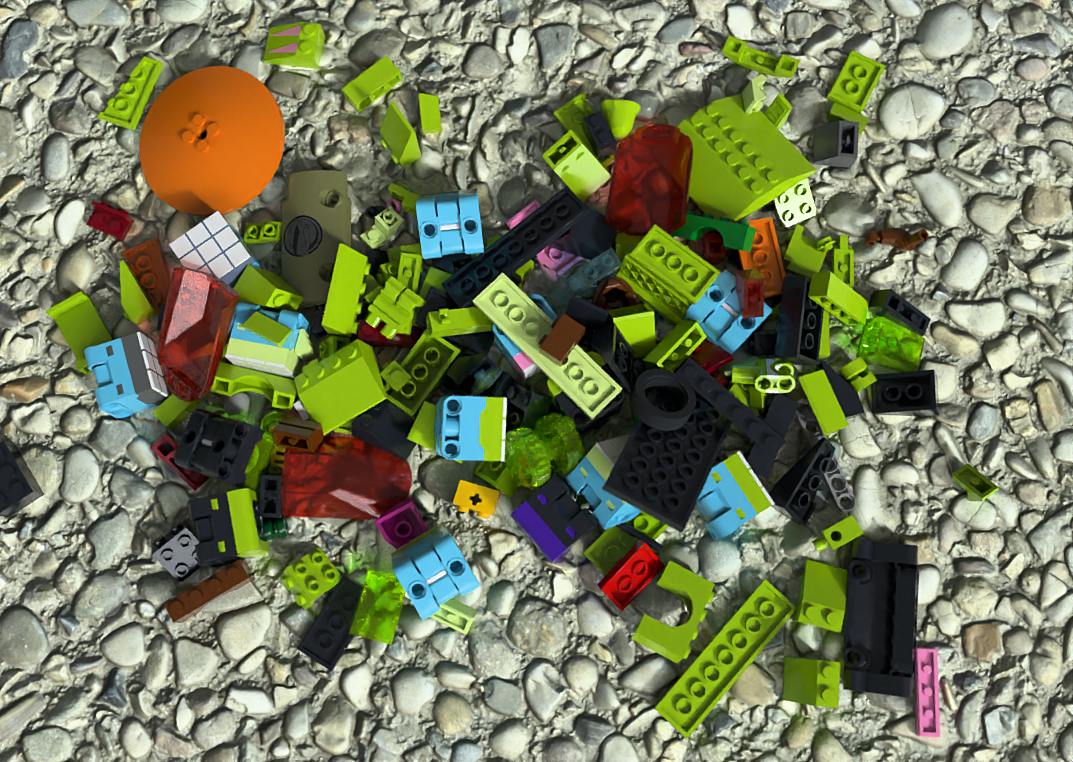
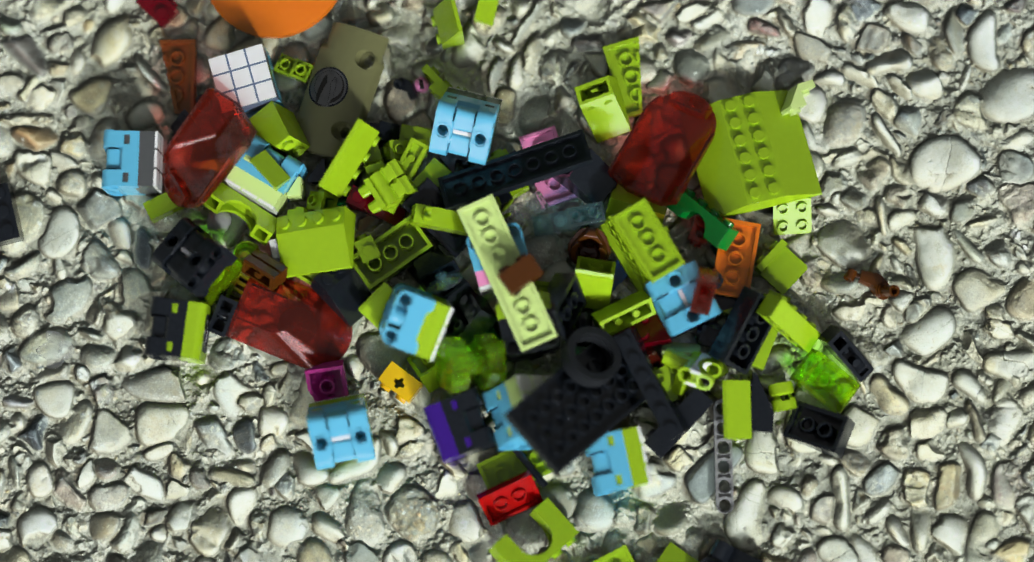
camera: 25 degrees right, 5 degrees up
(80, 326) = (103, 102): lime panel -> none
(133, 297) = (158, 88): lime slope -> none
(165, 447) = (147, 243): dark red slope -> none
(177, 551) = (127, 333): bracket -> none
(215, 586) = (144, 377): reddish brown arch -> none
(275, 528) = (216, 344): dark green wheel -> none
(310, 577) = (232, 398): lime bracket -> none
(330, 633) = (243, 446): black tile -> none
(378, 607) = (282, 445): clear neon green slope -> none
(385, 226) = (403, 104): yellowish green slope -> none
(455, 615) = (346, 476): yellowish green slope -> none
(587, 315) = (552, 258): black slope -> none
(599, 135) = (634, 87): black brick -> none
(620, 115) = (660, 75): lime piece -> none
(759, 61) = (818, 62): lime slope -> none
(778, 111) = (811, 123): lime slope -> none
(798, 487) = (688, 476): black wedge -> none
(825, 244) = (803, 265): lime plate -> none
(836, 144) = (854, 173): dark grey slope -> none
(842, 113) = (879, 150): lime slope -> none
(843, 261) = (813, 290): lime hinge -> none
(846, 530) = (712, 527): lime torso -> none
(855, 82) = (903, 117): lime tile -> none
(975, 483) = (844, 529): lime slope -> none

